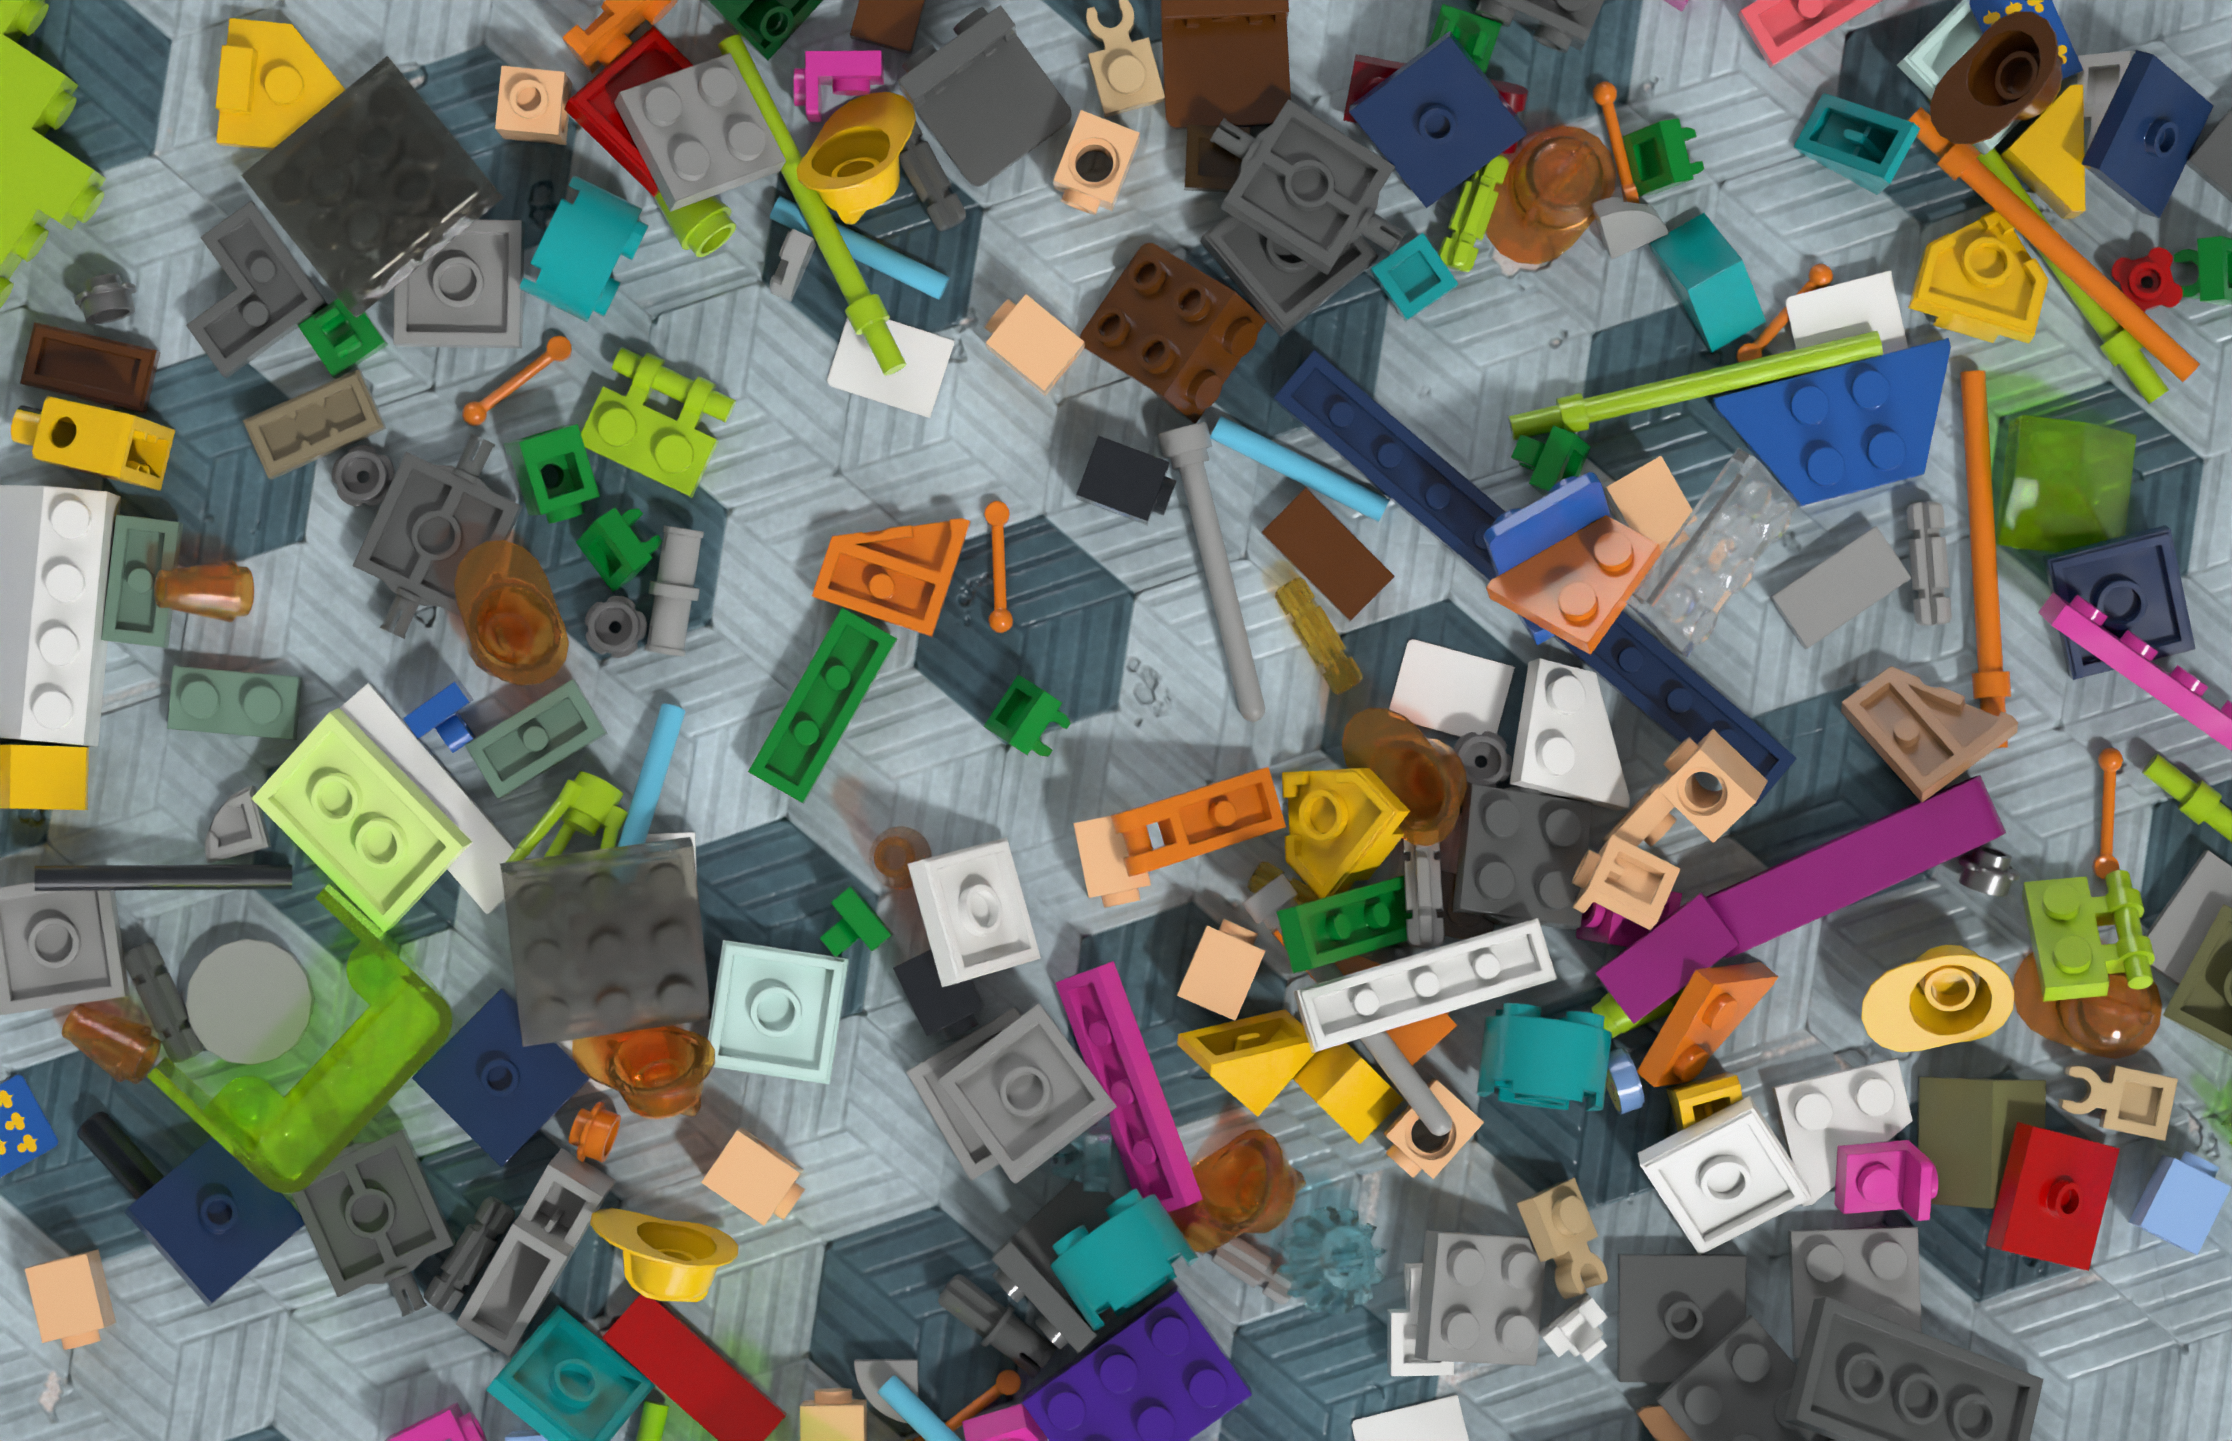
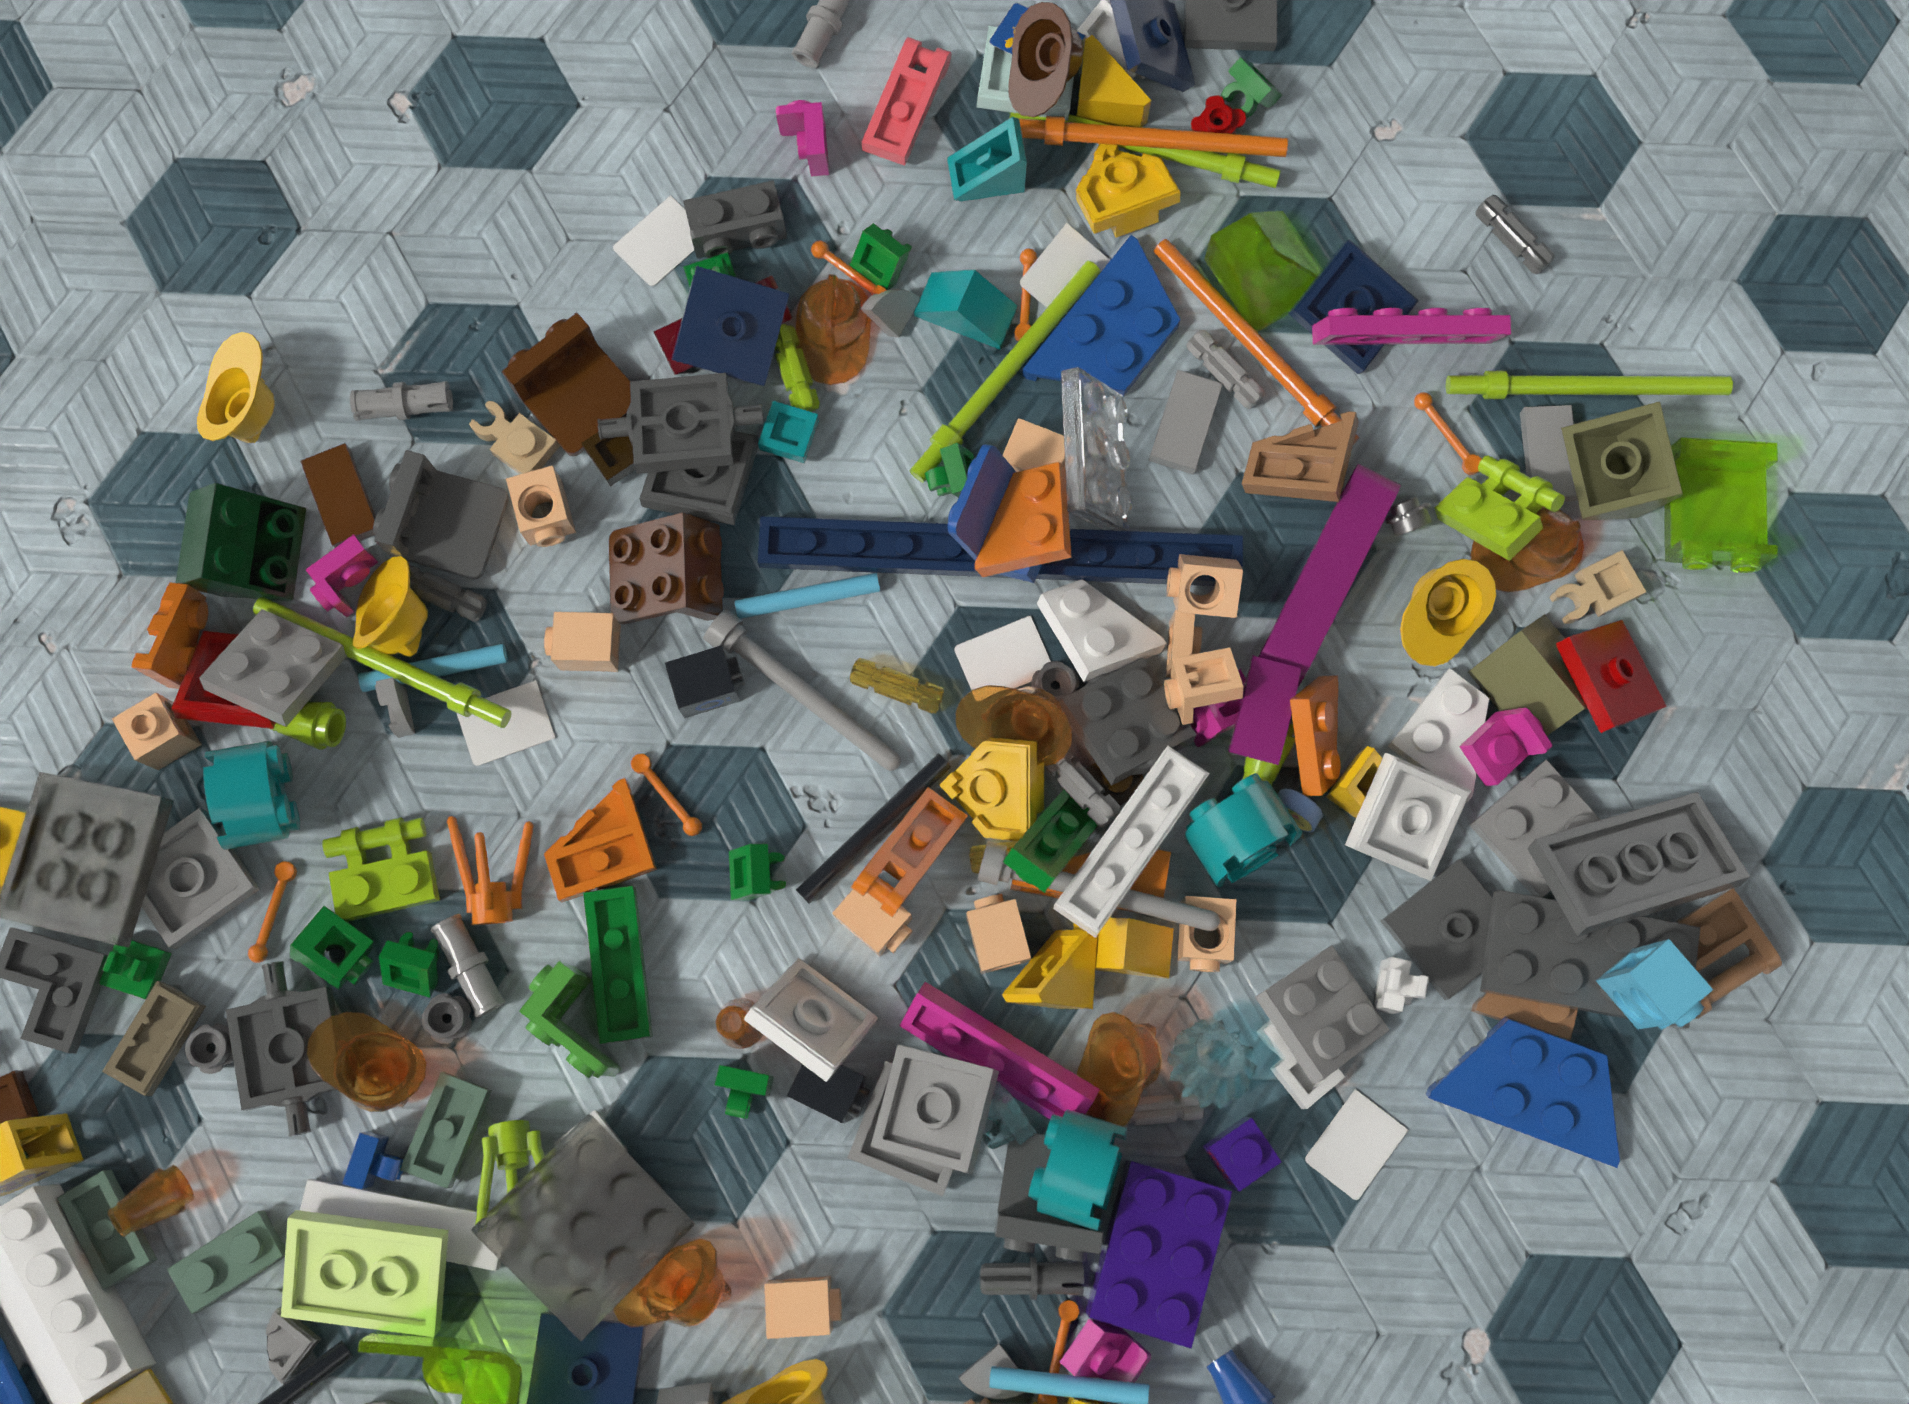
camera: 40 degrees left, 10 degrees down
(594, 1132) = (673, 1361): orange plate -> none
(652, 775) = (539, 1092): medium azure bar -> none
(742, 688) = (552, 996): none -> bright green bracket
(744, 543) = (490, 900): none -> orange plant
(777, 1011) = (734, 1184): light aqua plate -> none
(1182, 764) = (873, 828): none -> black bar
(1292, 1367) = (1241, 1154): none -> dark purple brick
(1327, 554) = (864, 633): reddish brown tile -> none
(1560, 1230) = (1337, 933): tan plate -> none
(2181, 1201) = (1686, 621): light blue brick -> none

